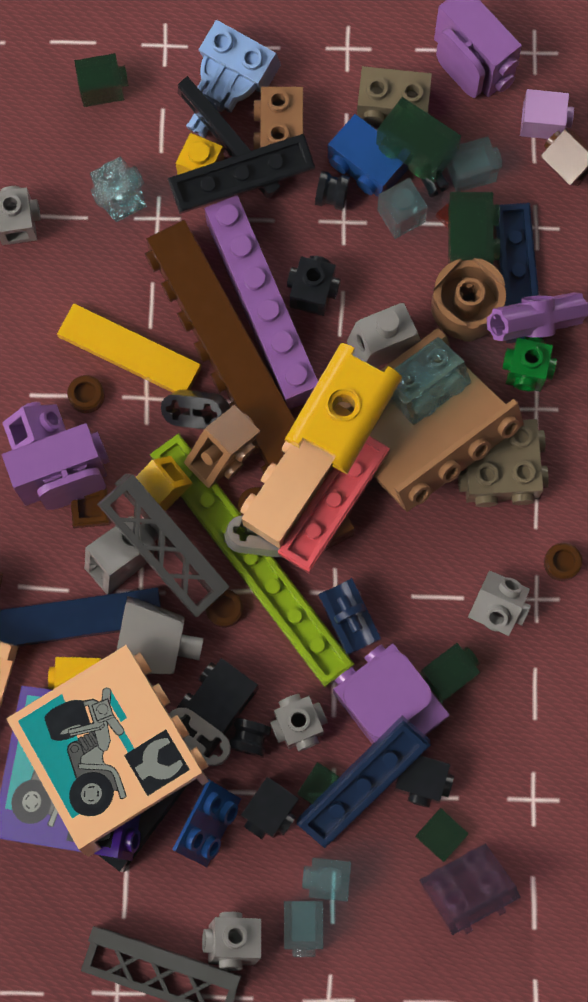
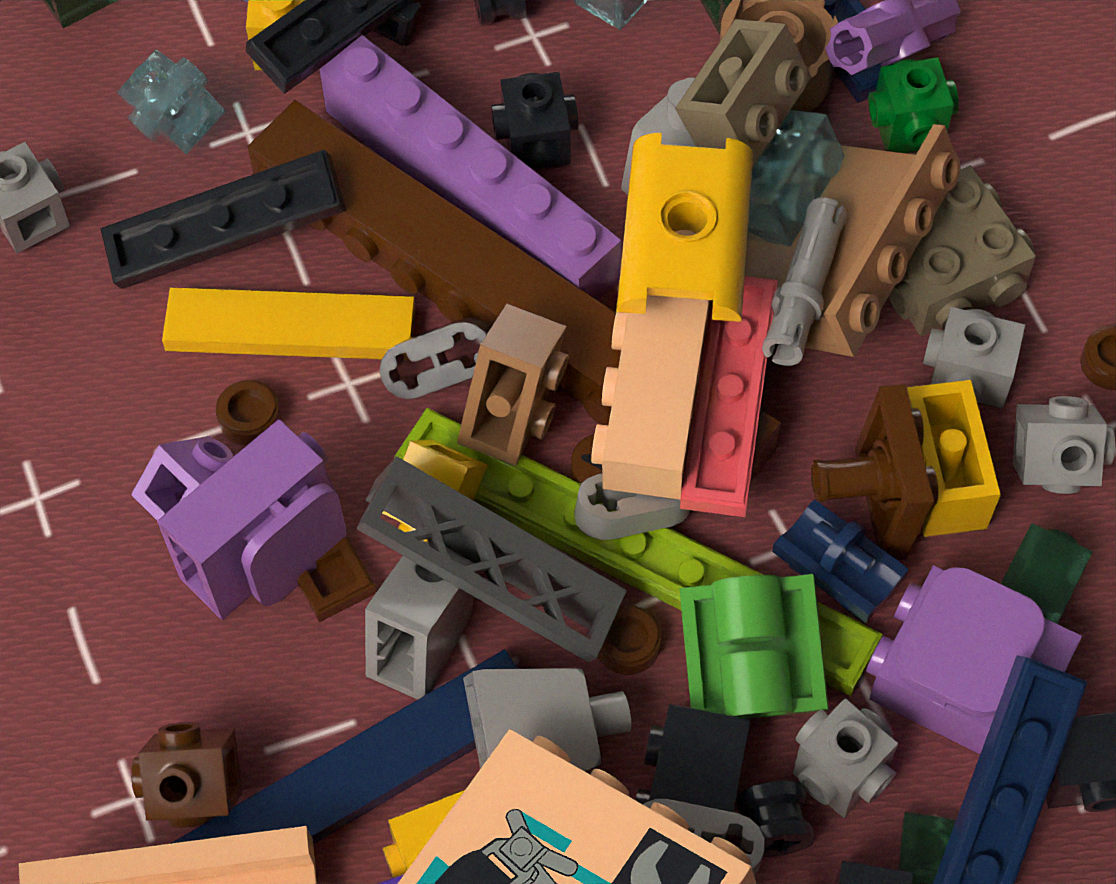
camera: 25 degrees left, 15 degrees down
(116, 276) = (223, 219): none -> black tile
(280, 646) = (754, 646): none -> bright green plate
(393, 467) = (800, 297): none -> light grey pin
(393, 581) = (886, 471): none -> reddish brown plate
(419, 333) = (745, 87): none -> dark tan brick
(434, 585) = (960, 456): none -> yellow brick
(480, 545) = (976, 349): none -> light grey brick

